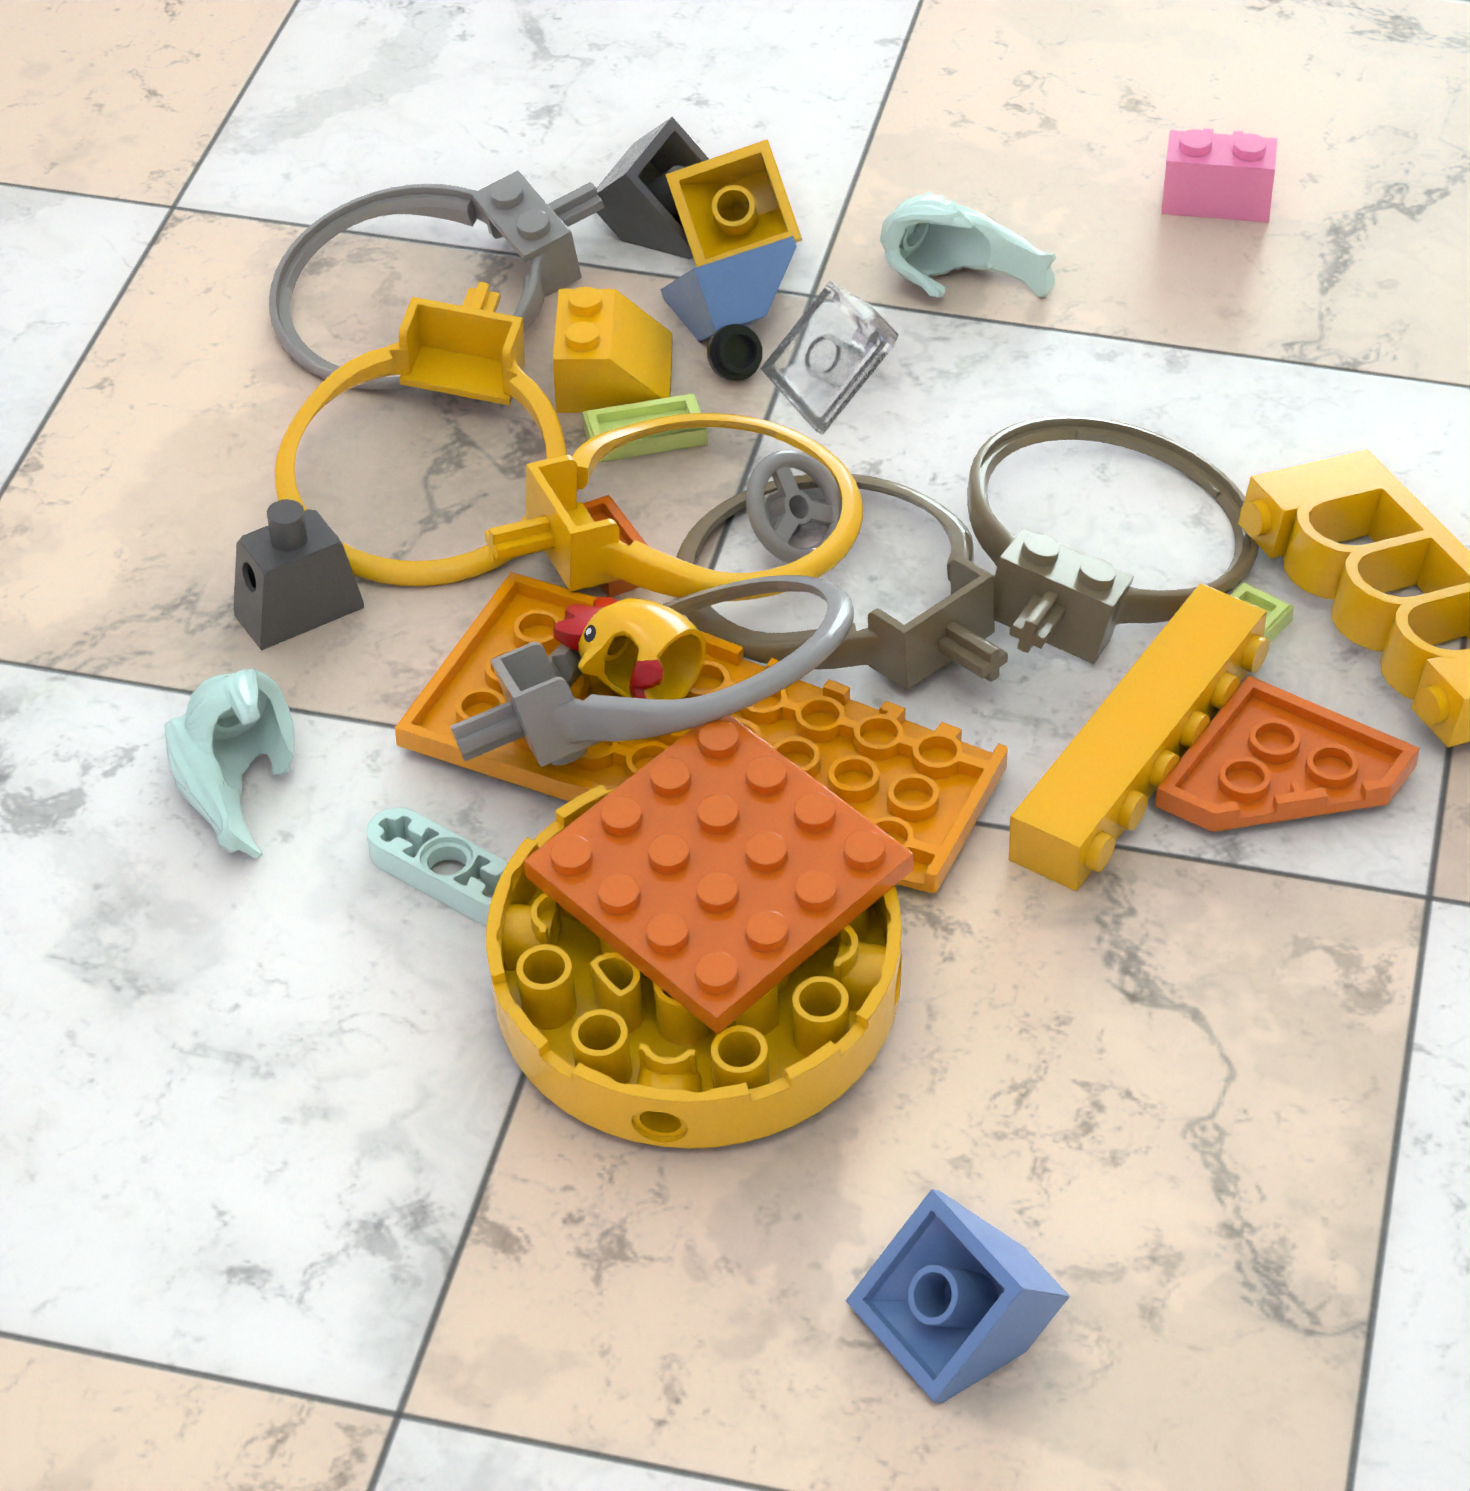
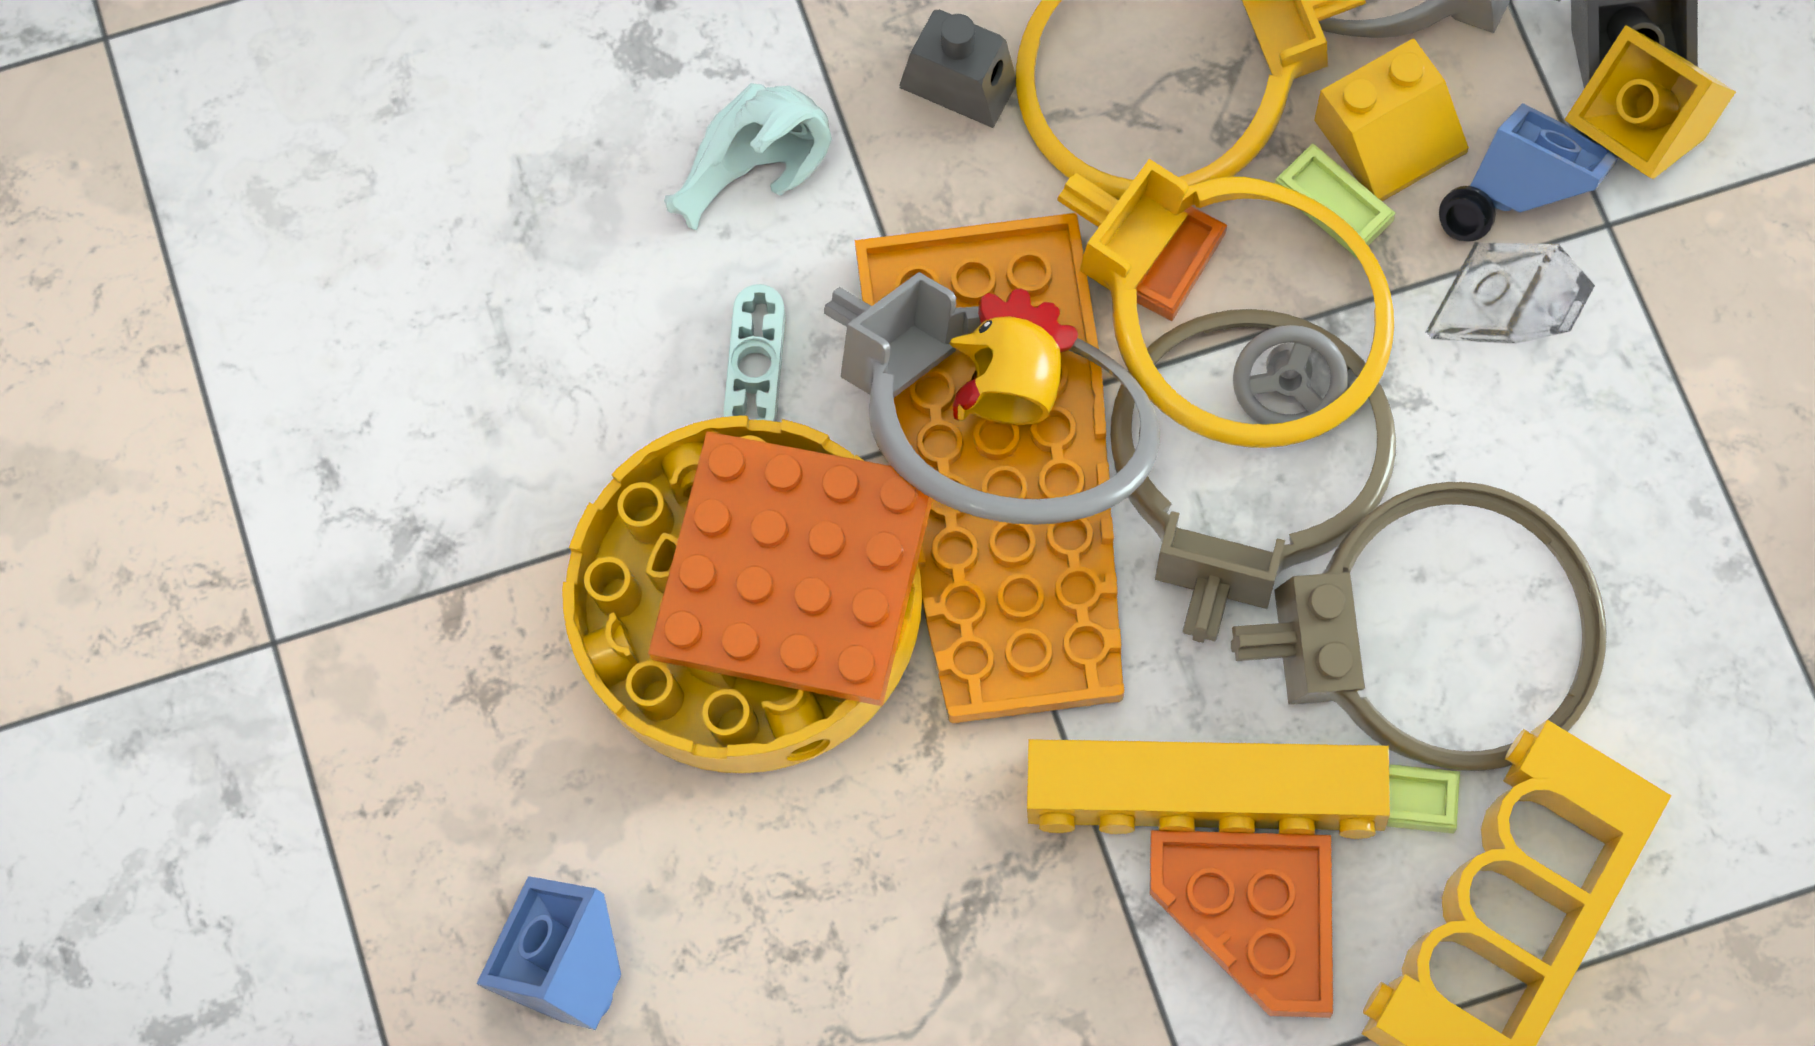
camera: 60 degrees right, 25 degrees up
(936, 235) = (1740, 291): light aqua hair -> none

